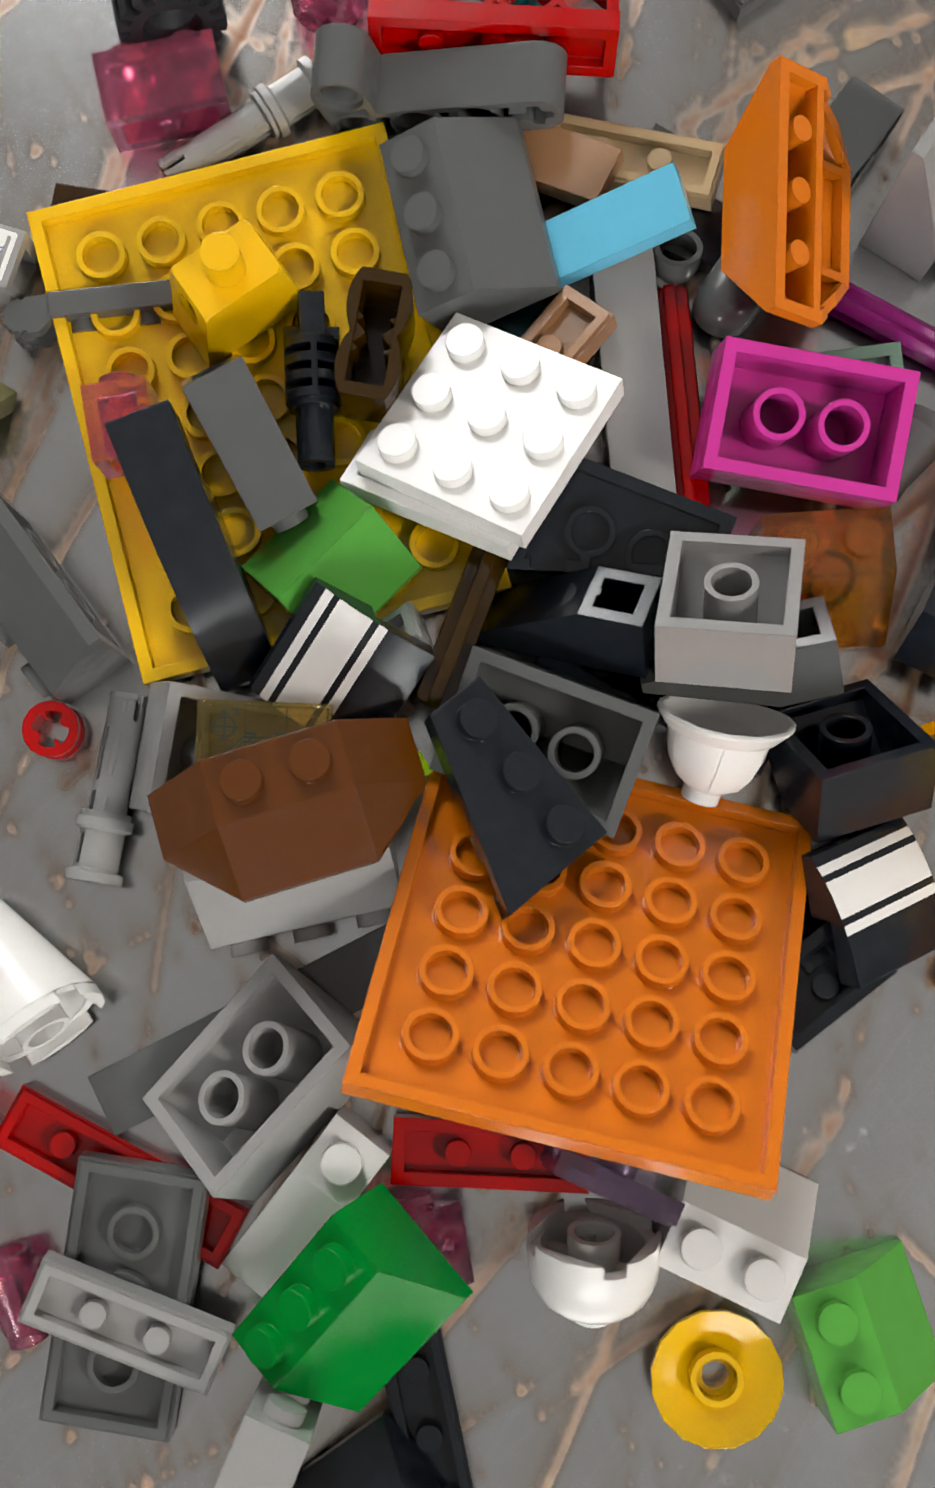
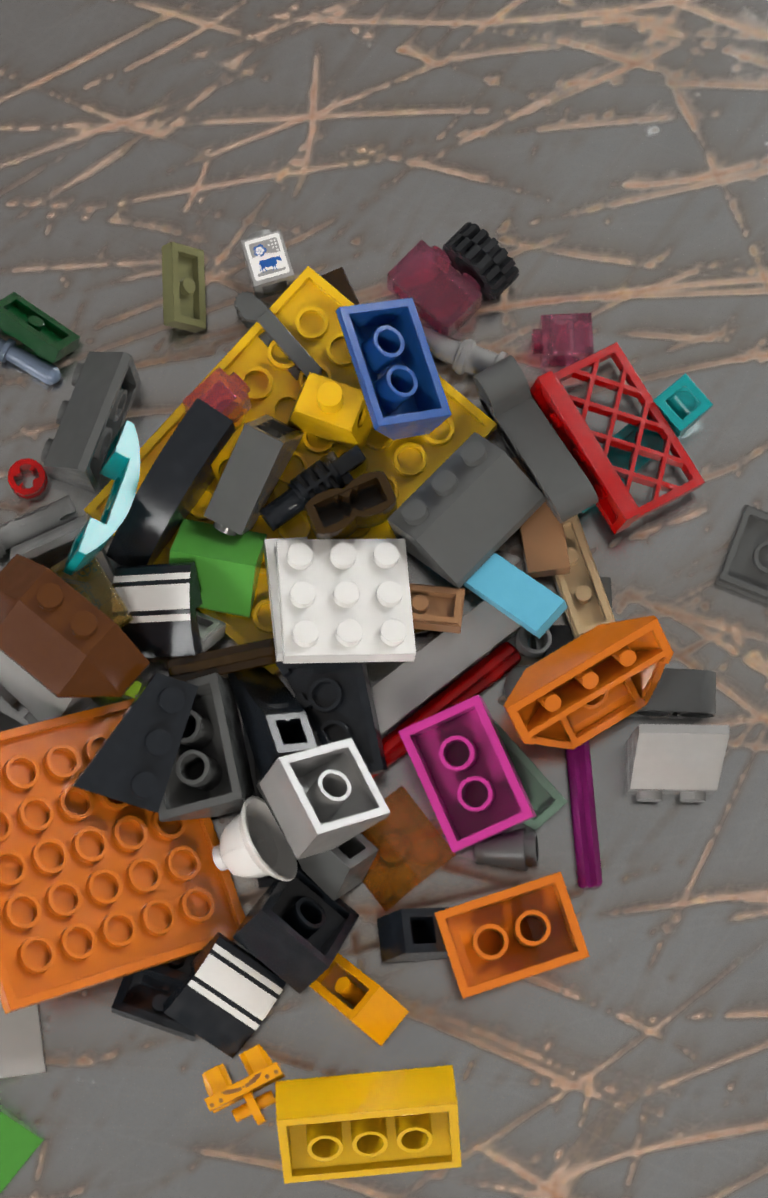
camera: 55 degrees right, 5 degrees down
(126, 592) = (123, 467): none -> slope
(235, 167) = (394, 367): none -> blue slope

